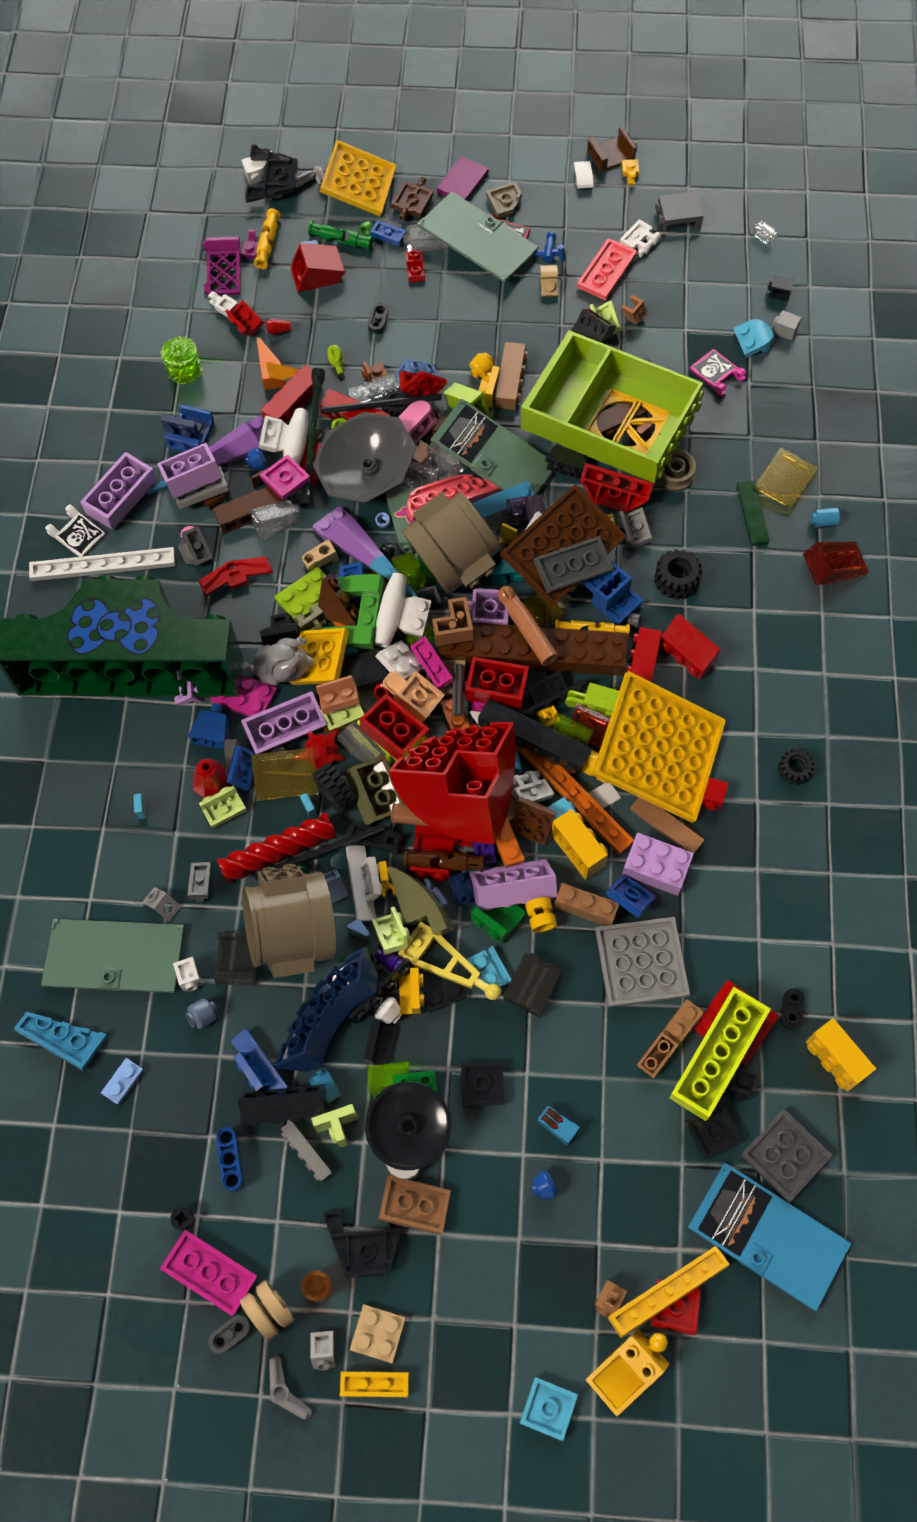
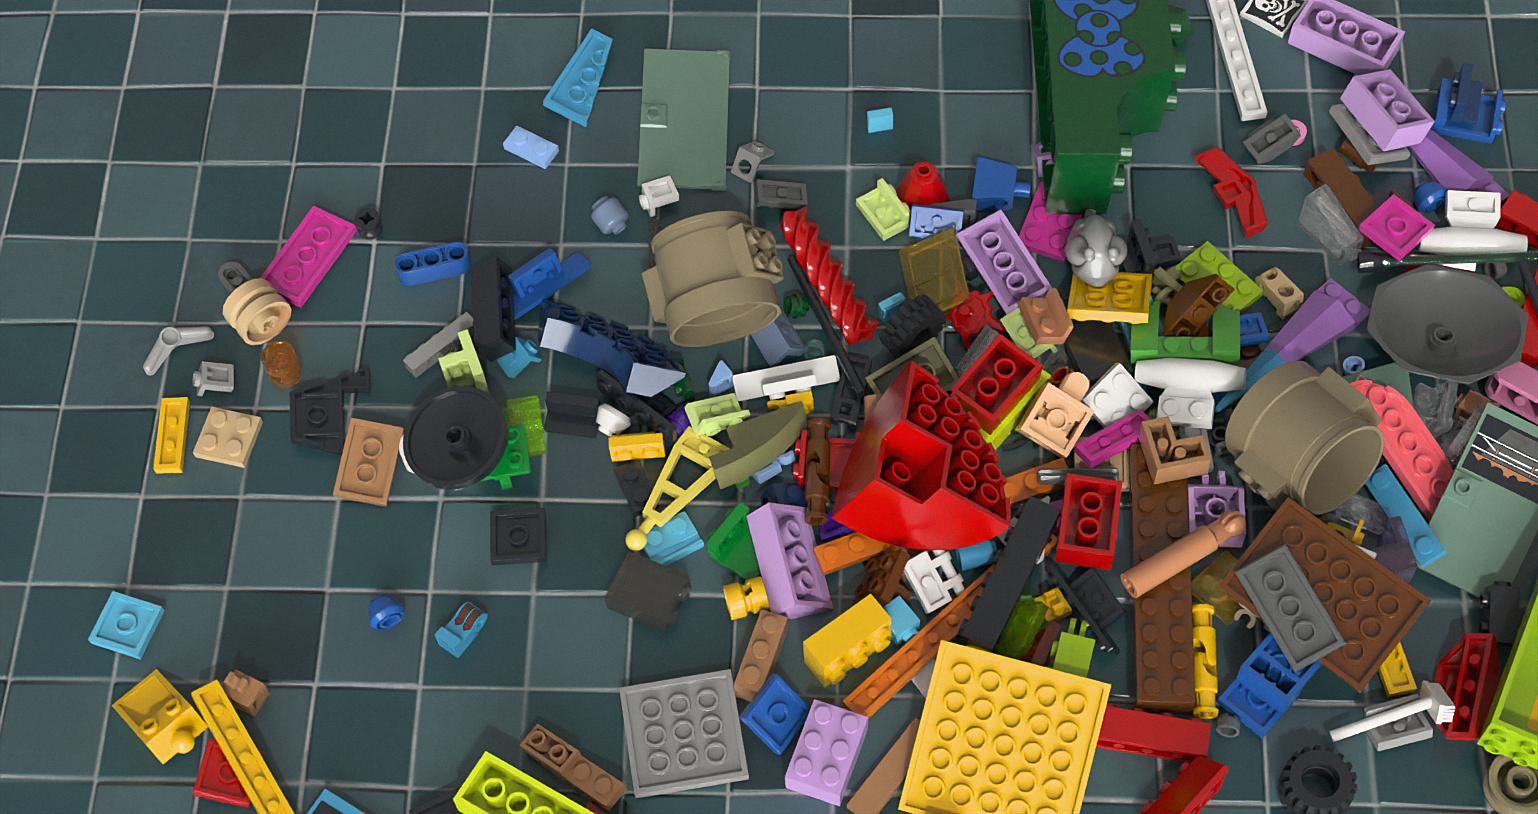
camera: 90 degrees right, 5 degrees down
(625, 503) = (1432, 699): none -> white piece

